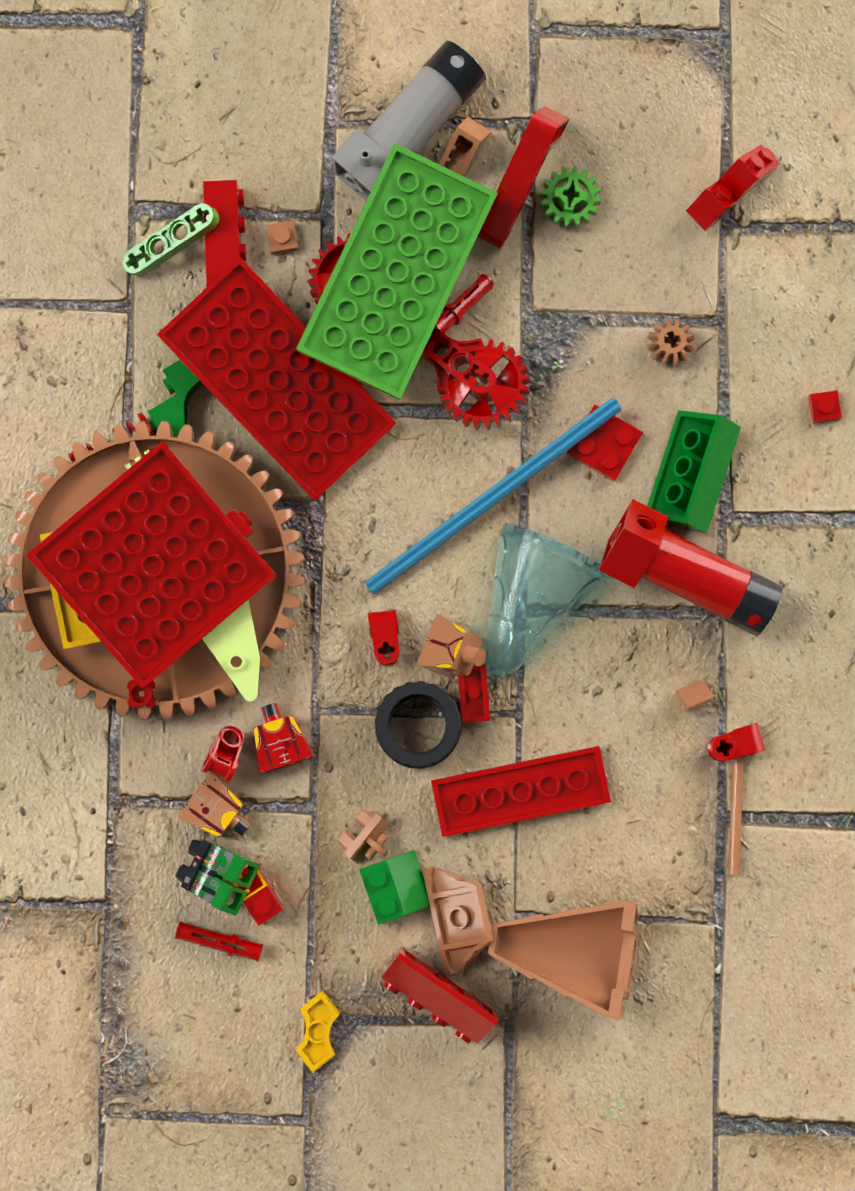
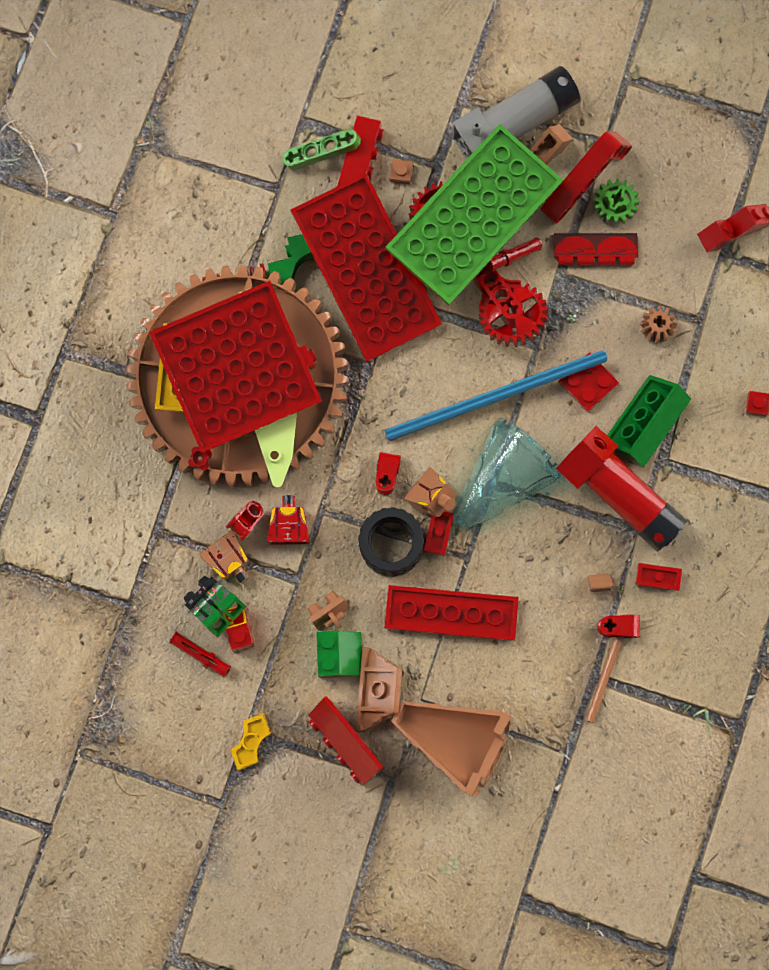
camera: 25 degrees right, 5 degrees down
(554, 264) = (595, 245): none -> red windscreen
(766, 666) = (658, 577): none -> red plate

